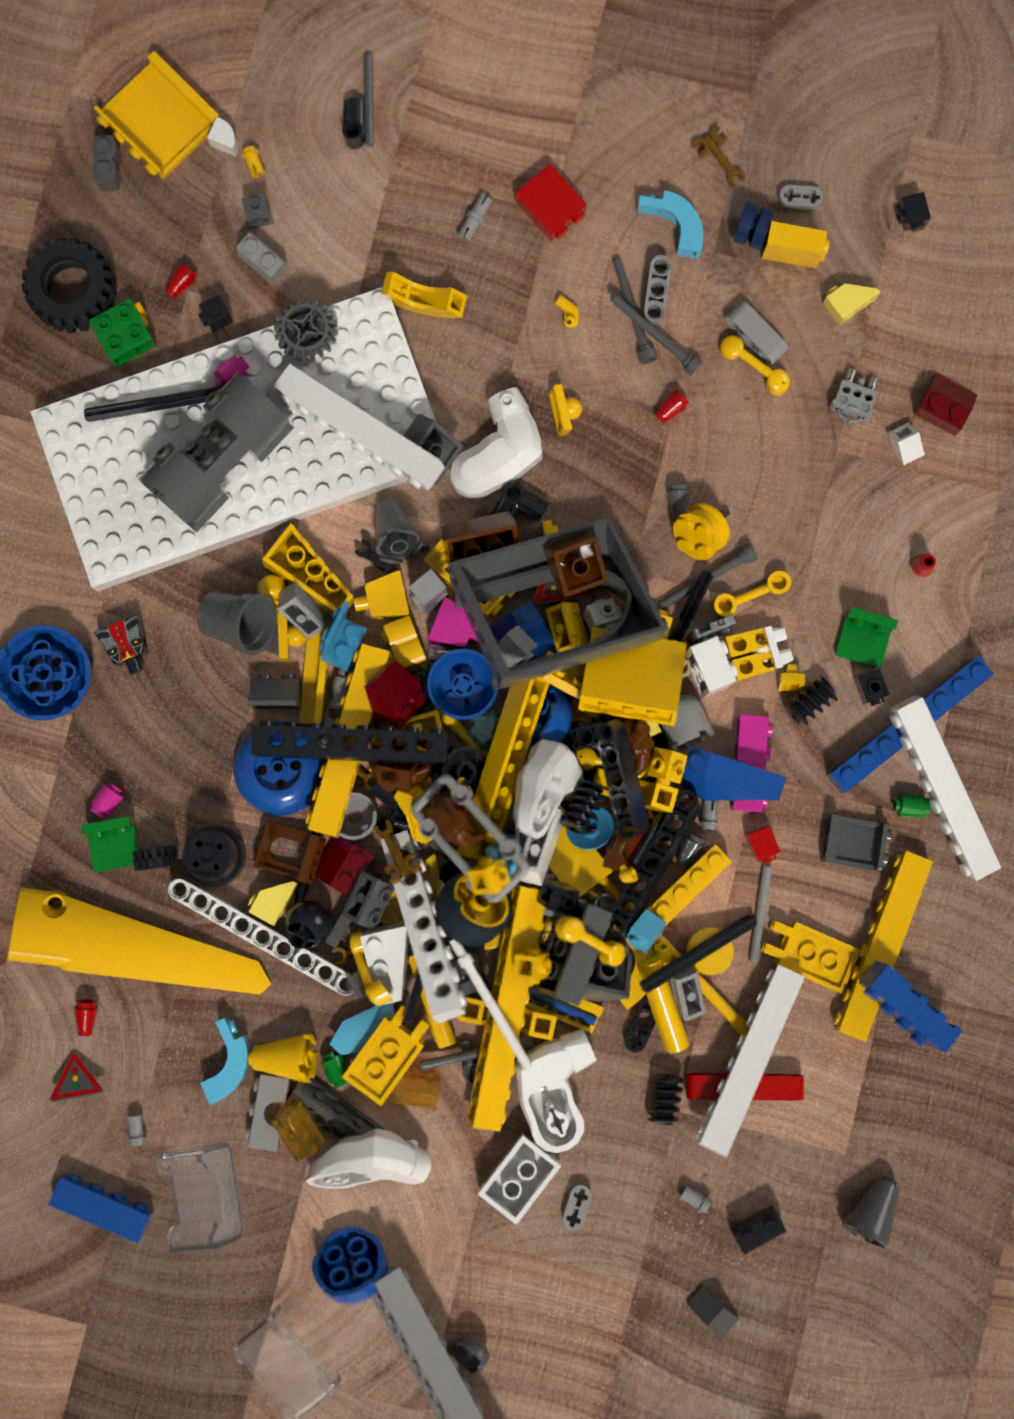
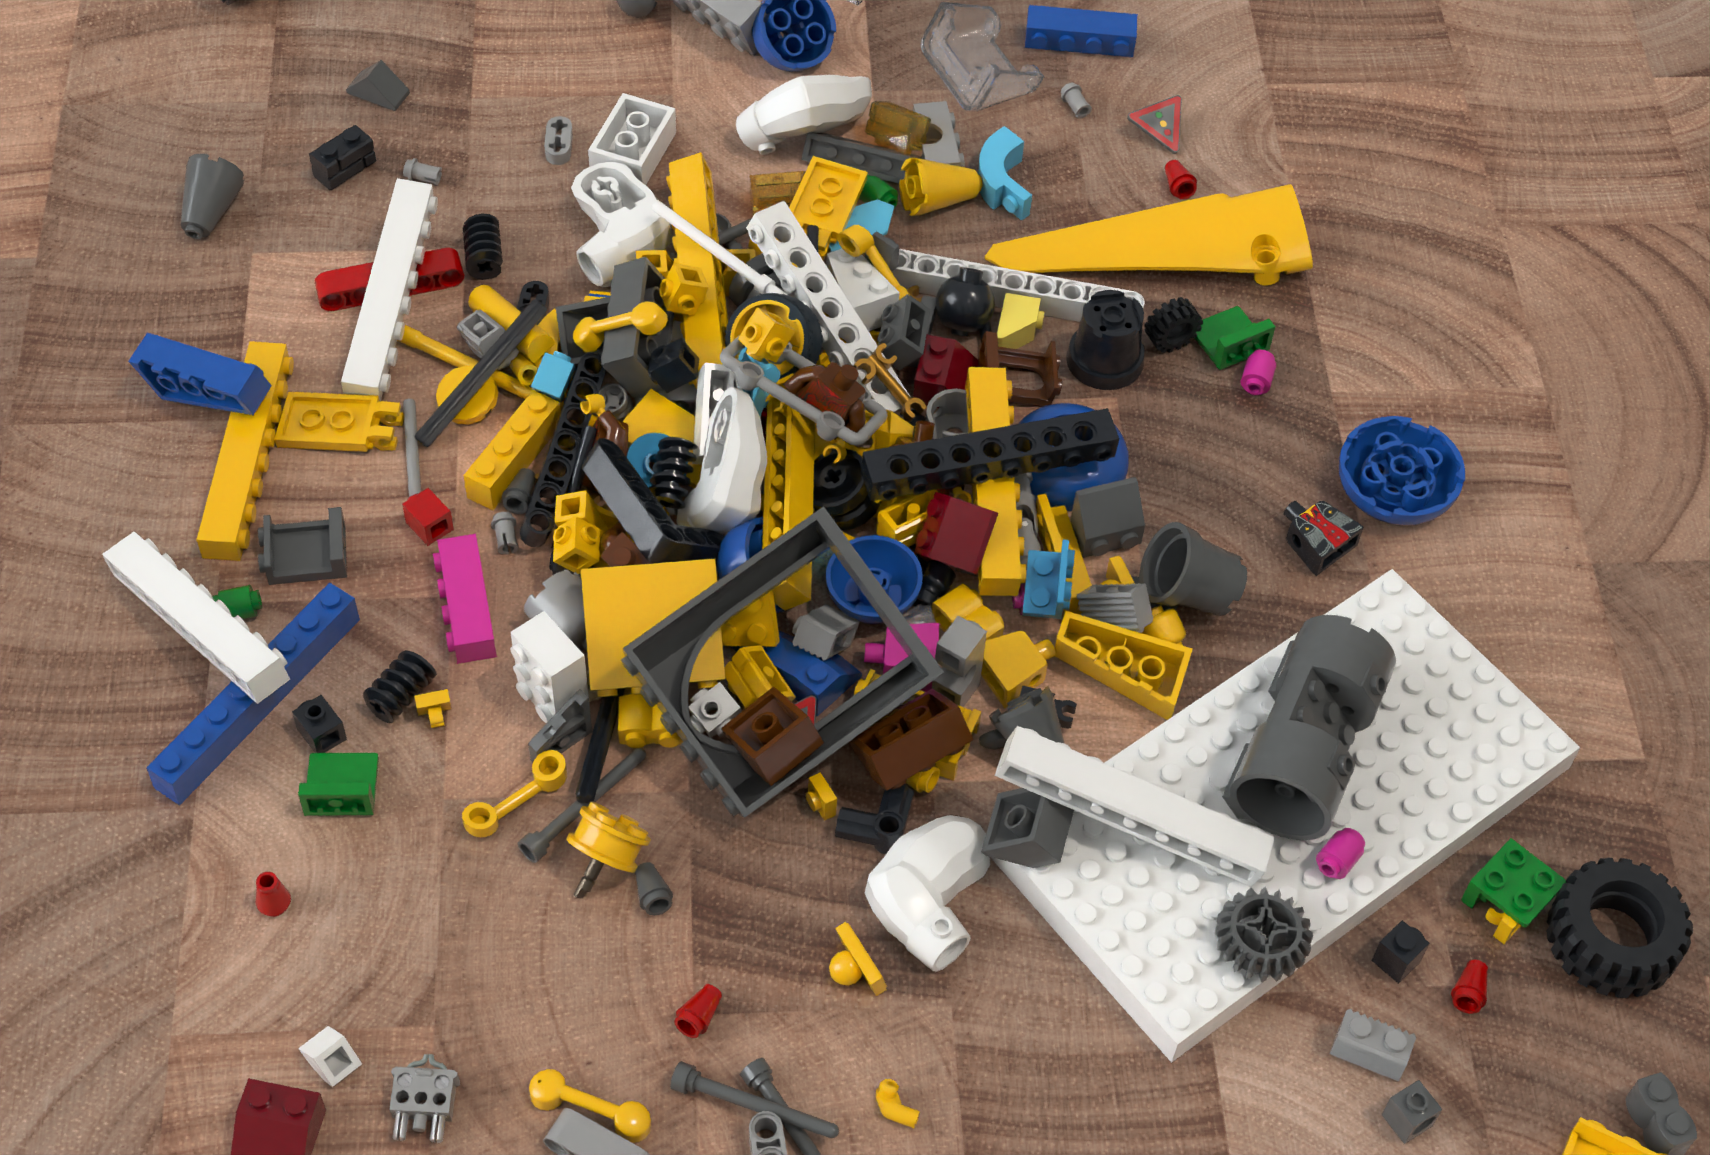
camera: 160 degrees right, 30 degrees down
(148, 404) = (1424, 788): black axle -> none
(423, 299) = (1117, 1058): yellow arch -> none
(723, 778) = (489, 563): blue wedge -> none
(764, 651) = (489, 725): yellow hips -> none

